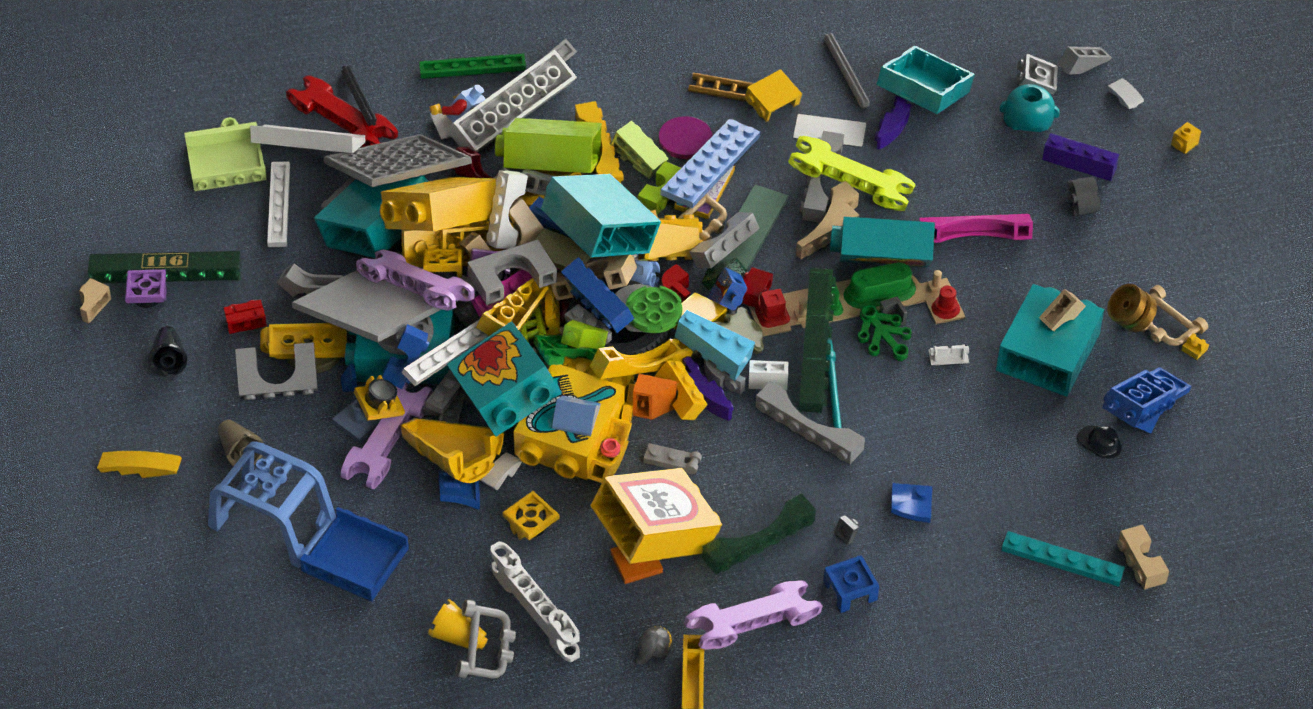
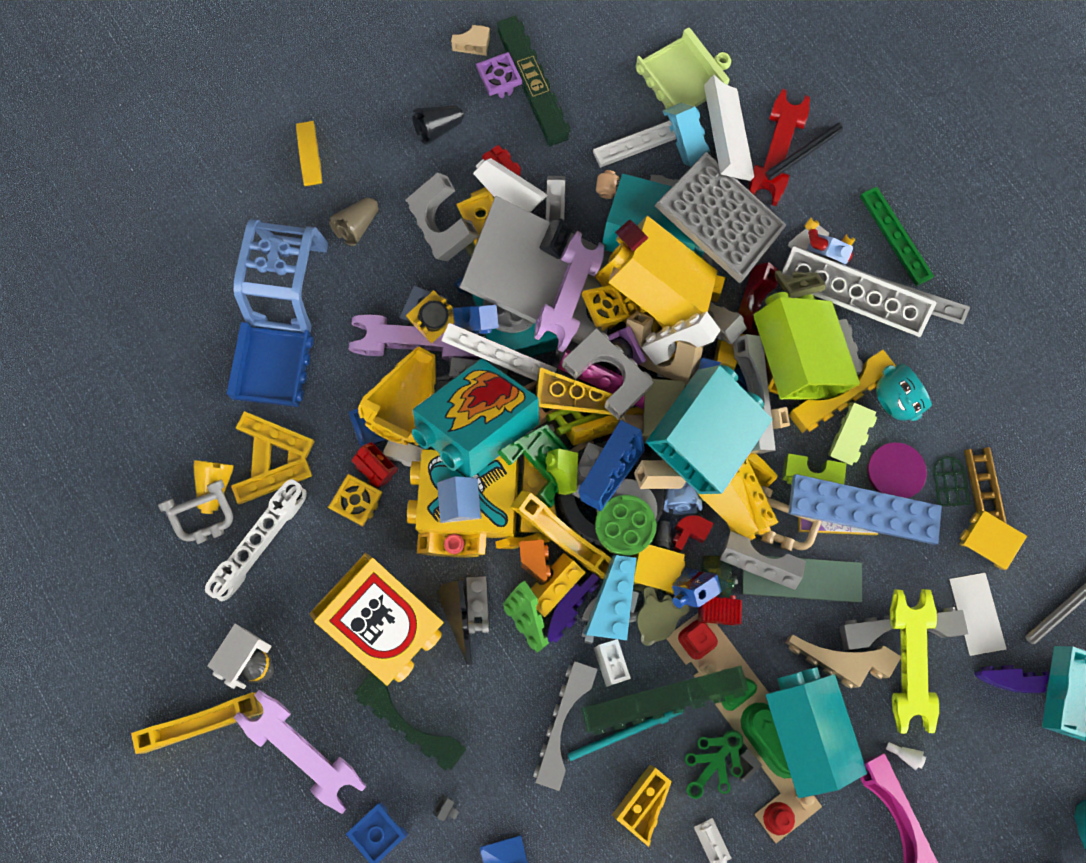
camera: 70 degrees right, 25 degrees up
(275, 309) = (508, 185): none -> white slope
(294, 164) = (688, 132): none -> medium azure wedge
(310, 242) = (607, 184): none -> light nougat head
(354, 279) = (556, 238): none -> black slope
(402, 194) = (631, 235): none -> dark red slope
(430, 575) = (262, 478): none -> yellow plate
(487, 132) = (800, 283): none -> olive wing
(502, 494) = (374, 465): none -> red brick
(620, 103) = (902, 393): none -> teal piece
(642, 644) = (235, 654): none -> white panel
(700, 413) = (522, 608): none -> bright green plate
(700, 473) = (453, 601): none -> black wedge
(716, 113) = (954, 474): none -> clear green window
(898, 387) = (643, 804): none -> yellow wedge
(929, 206) = (911, 756): none -> white cone

